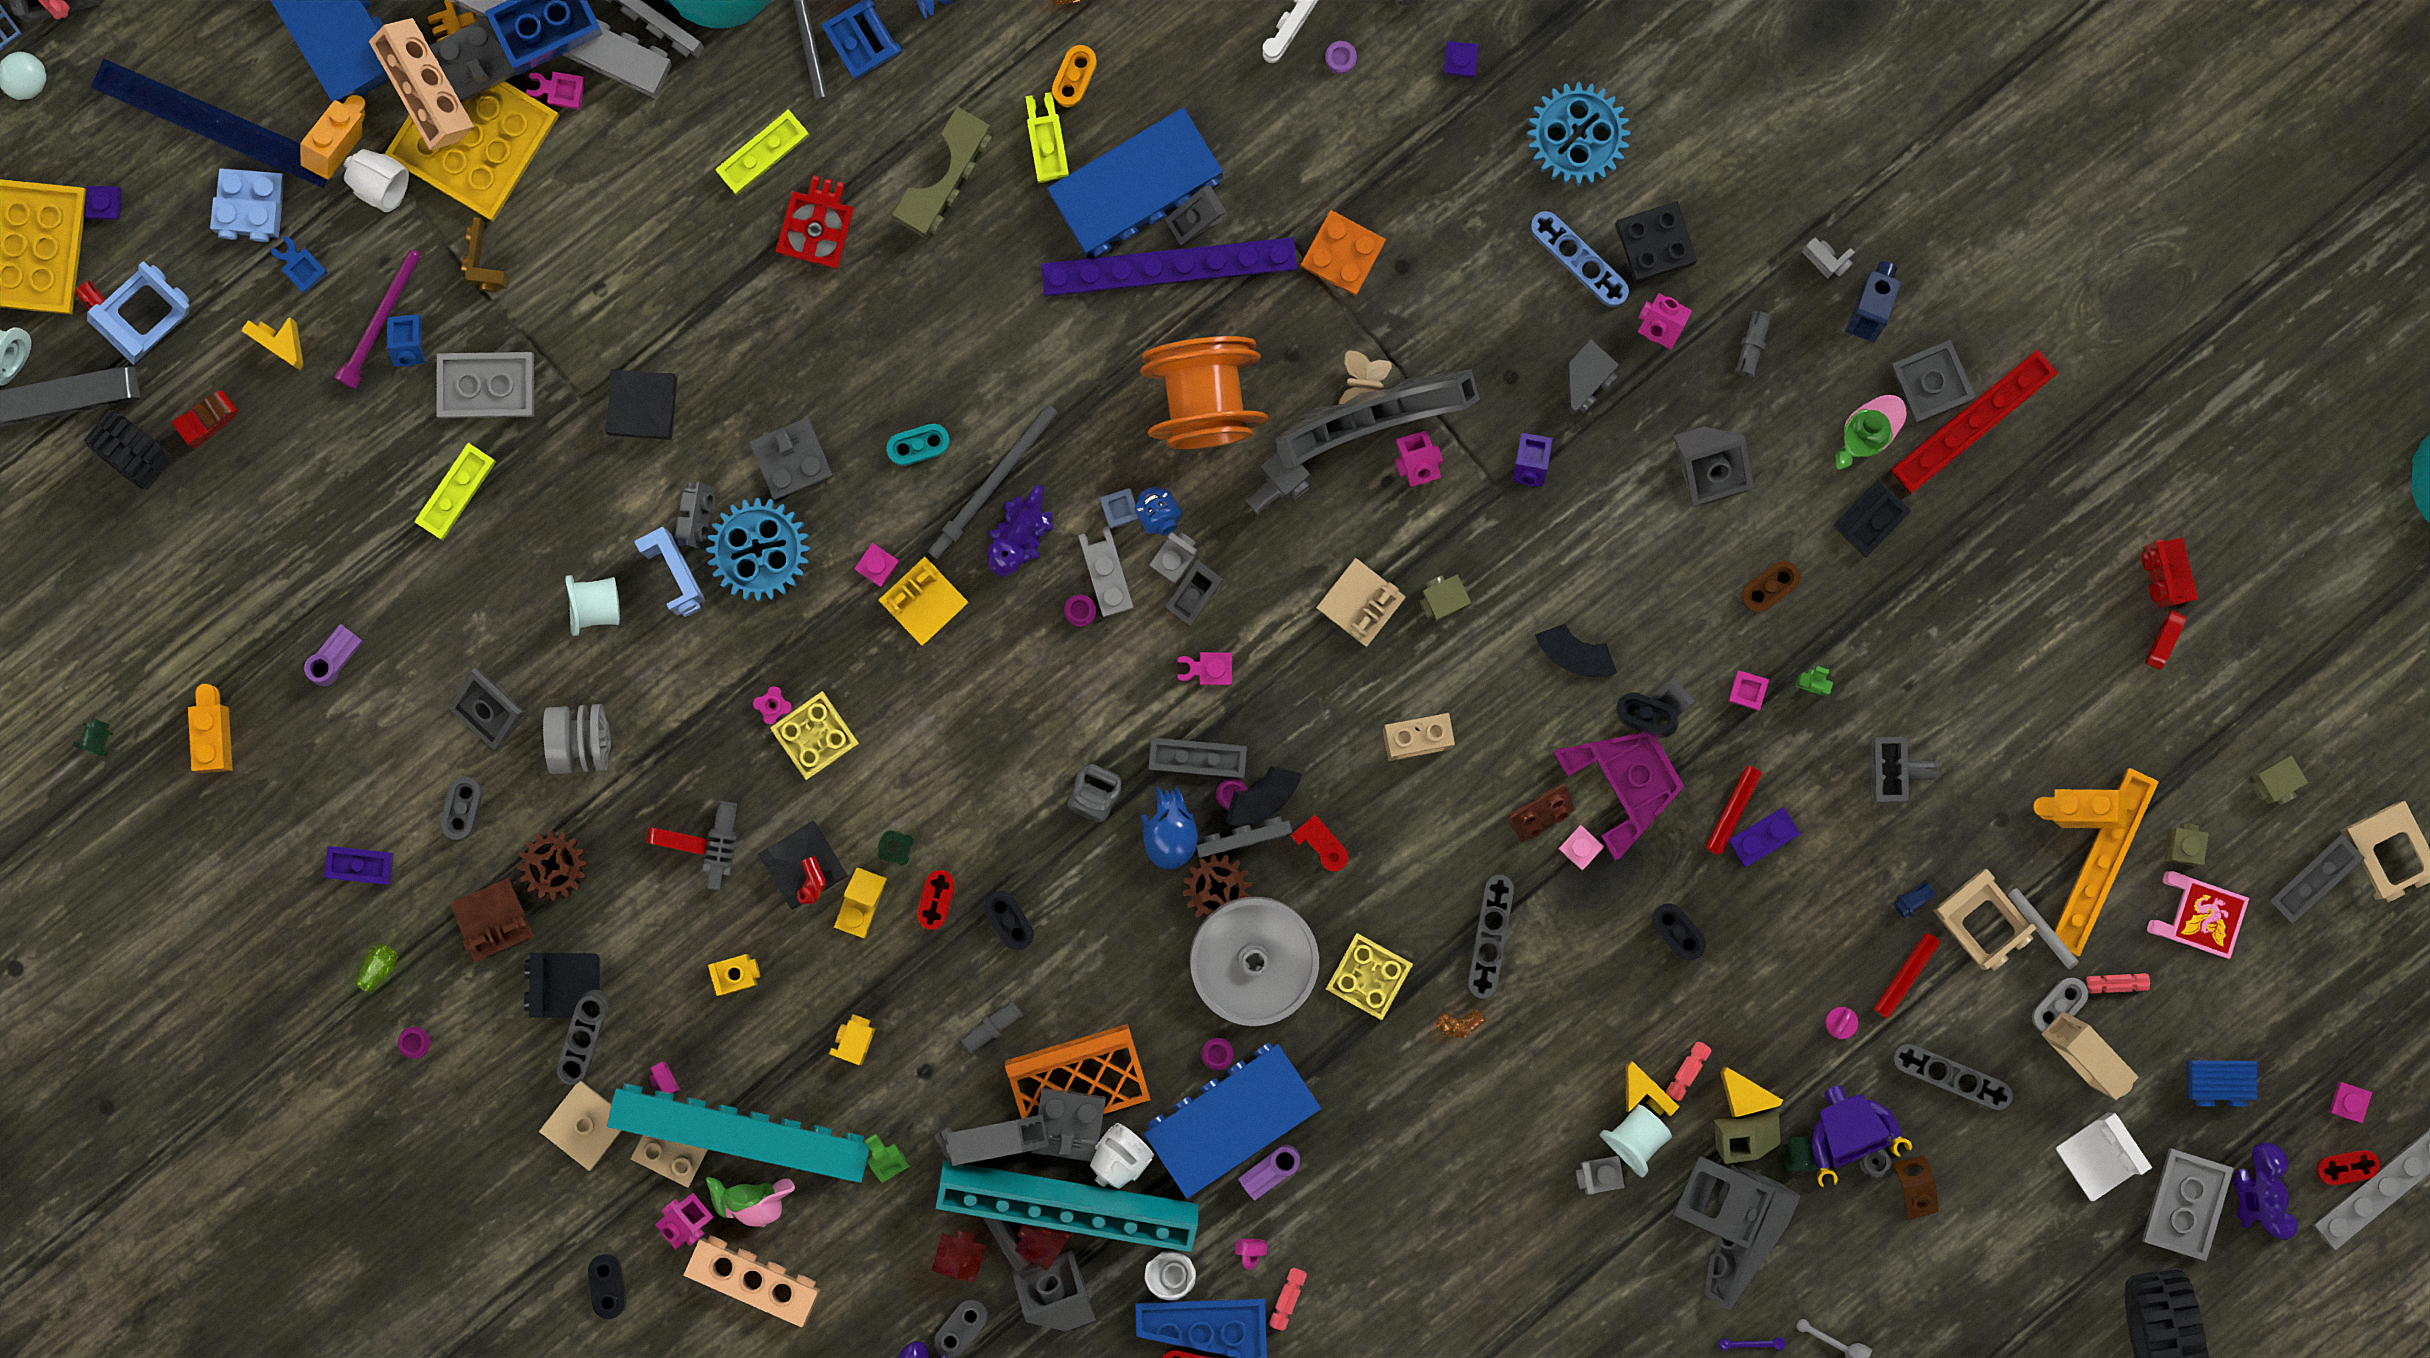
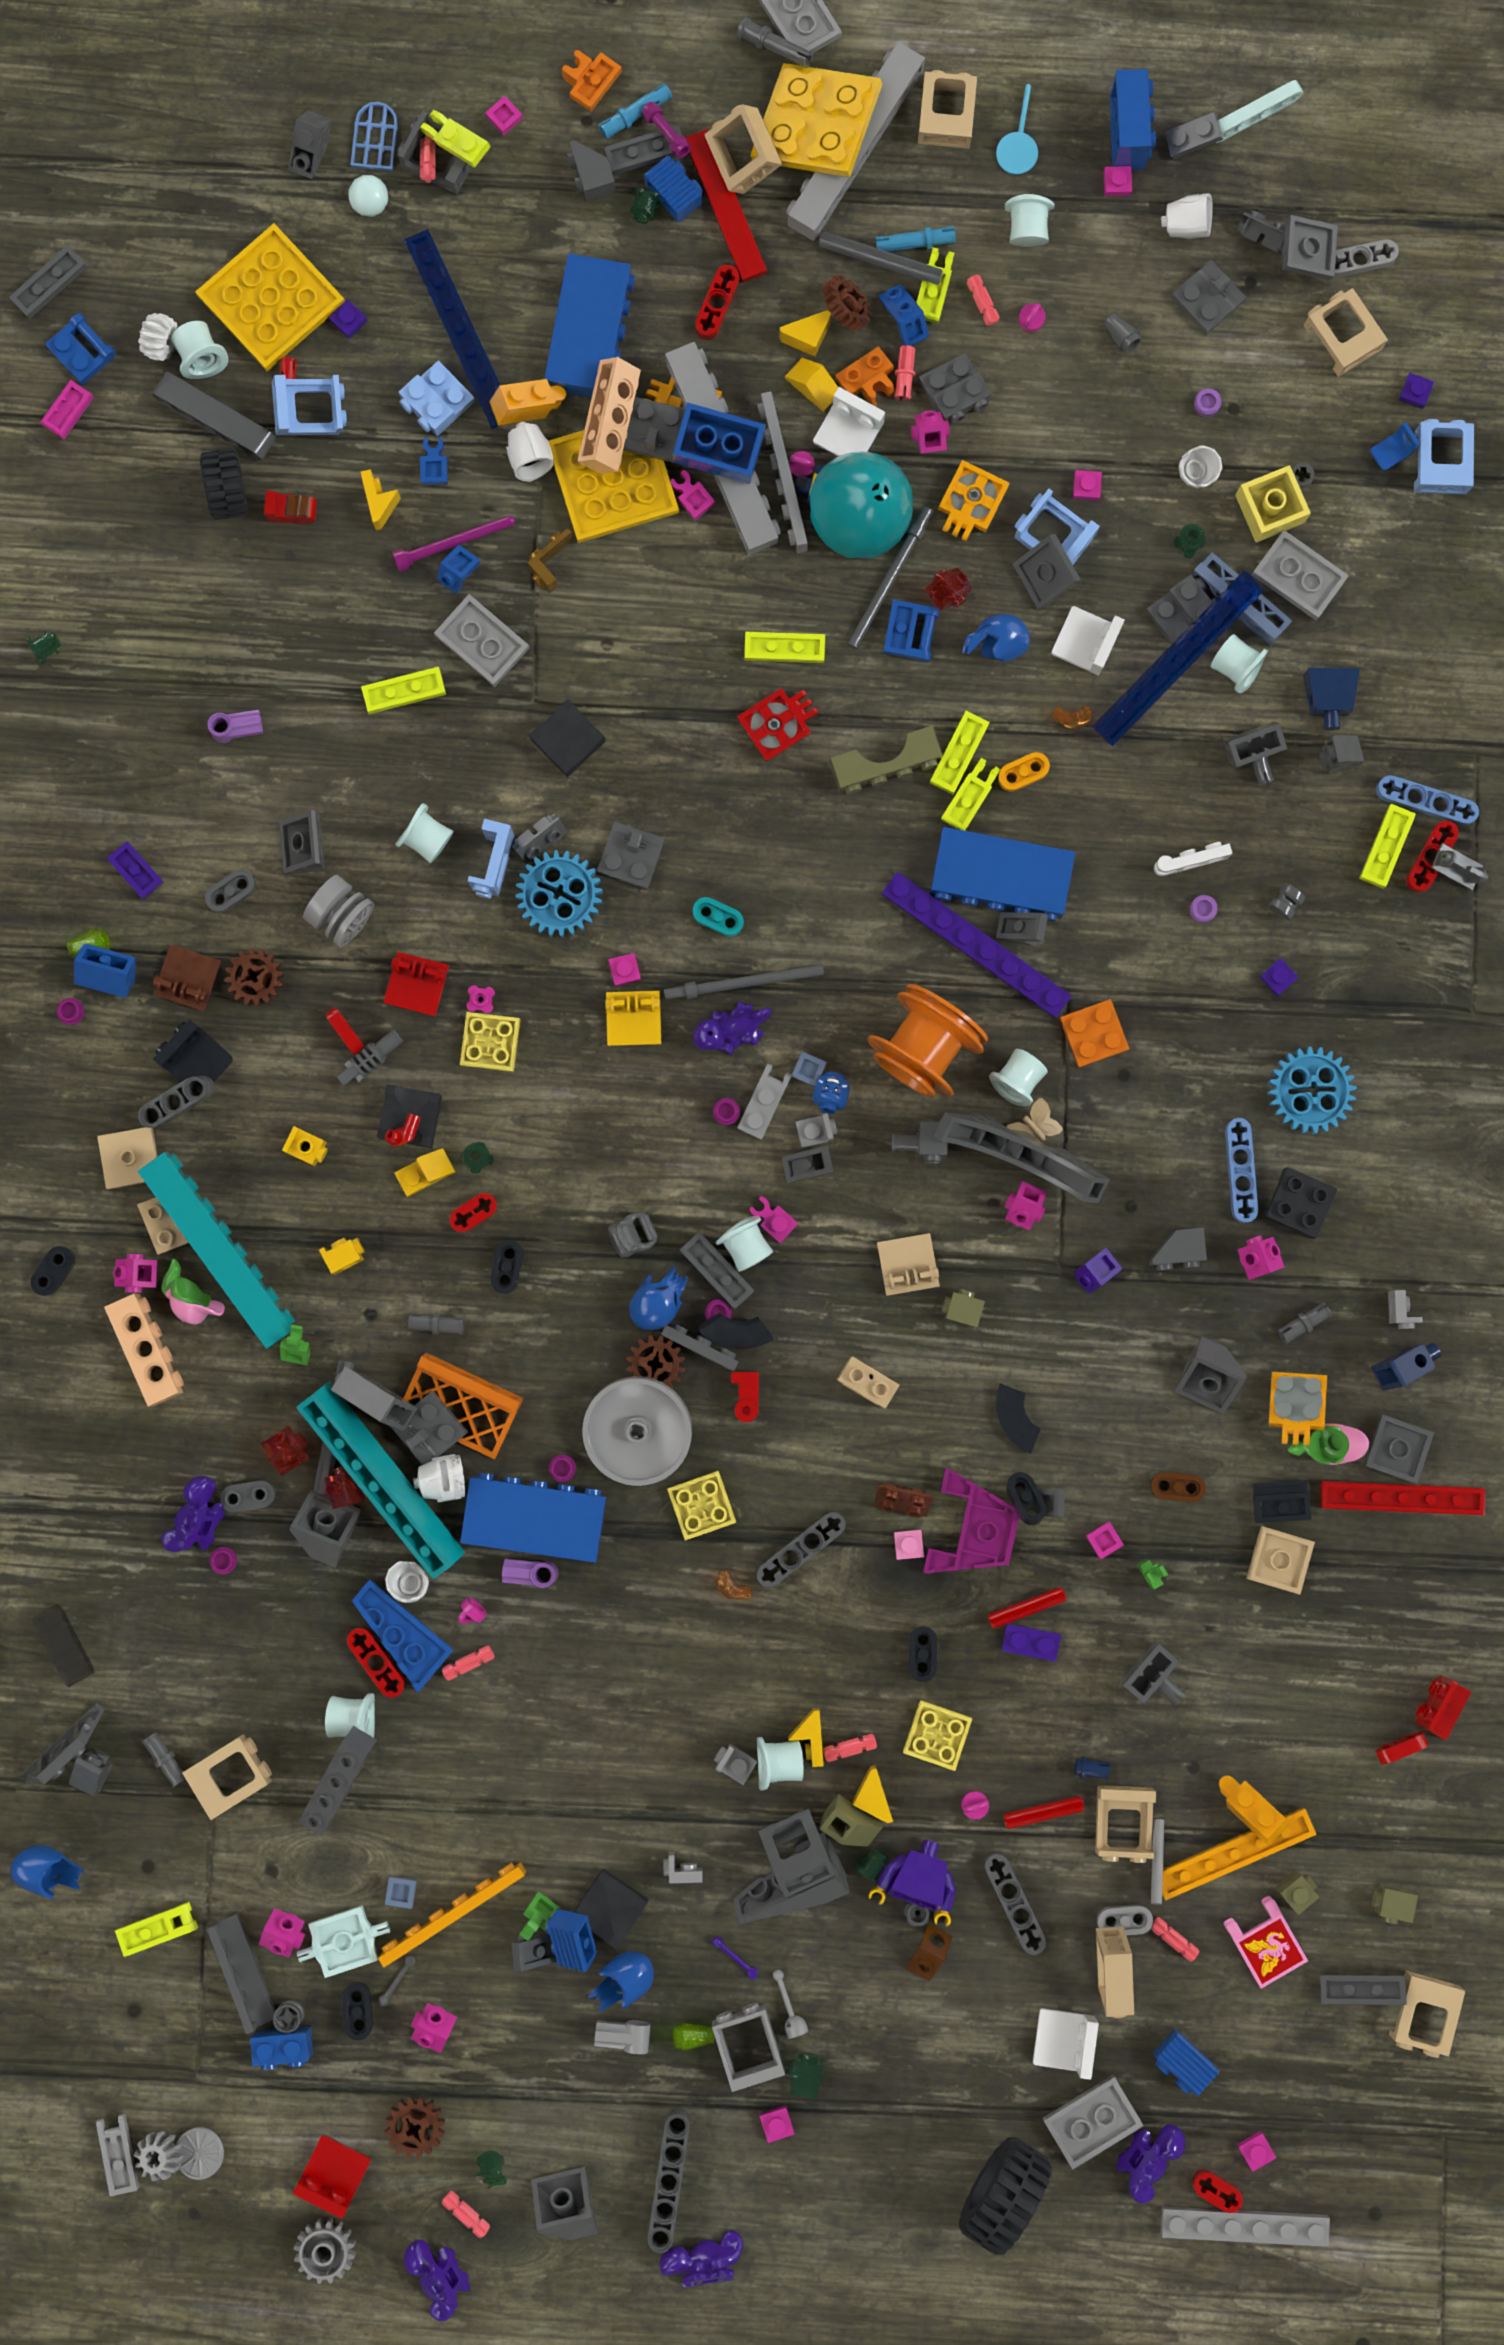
camera: 35 degrees right, 0 degrees up
(209, 732) = (117, 705): light orange brick -> none
(413, 978) = (104, 970): none -> blue brick
(663, 1079) = (203, 1173): dark pink plate -> none
(702, 742) = (416, 983): none -> red hinge
(1002, 109) = (959, 752): none -> neon yellow plate
(1202, 711) = (745, 1243): none -> light aqua piece
(1312, 351) = (1018, 1078): none -> light aqua piece
(1644, 1308) = (685, 1874): none -> light grey bracket
(1754, 991) = (937, 1735): none -> light yellow tile
(1810, 421) = (1297, 1404): none -> piece
(1916, 570) = (1280, 1560): none -> tan plate

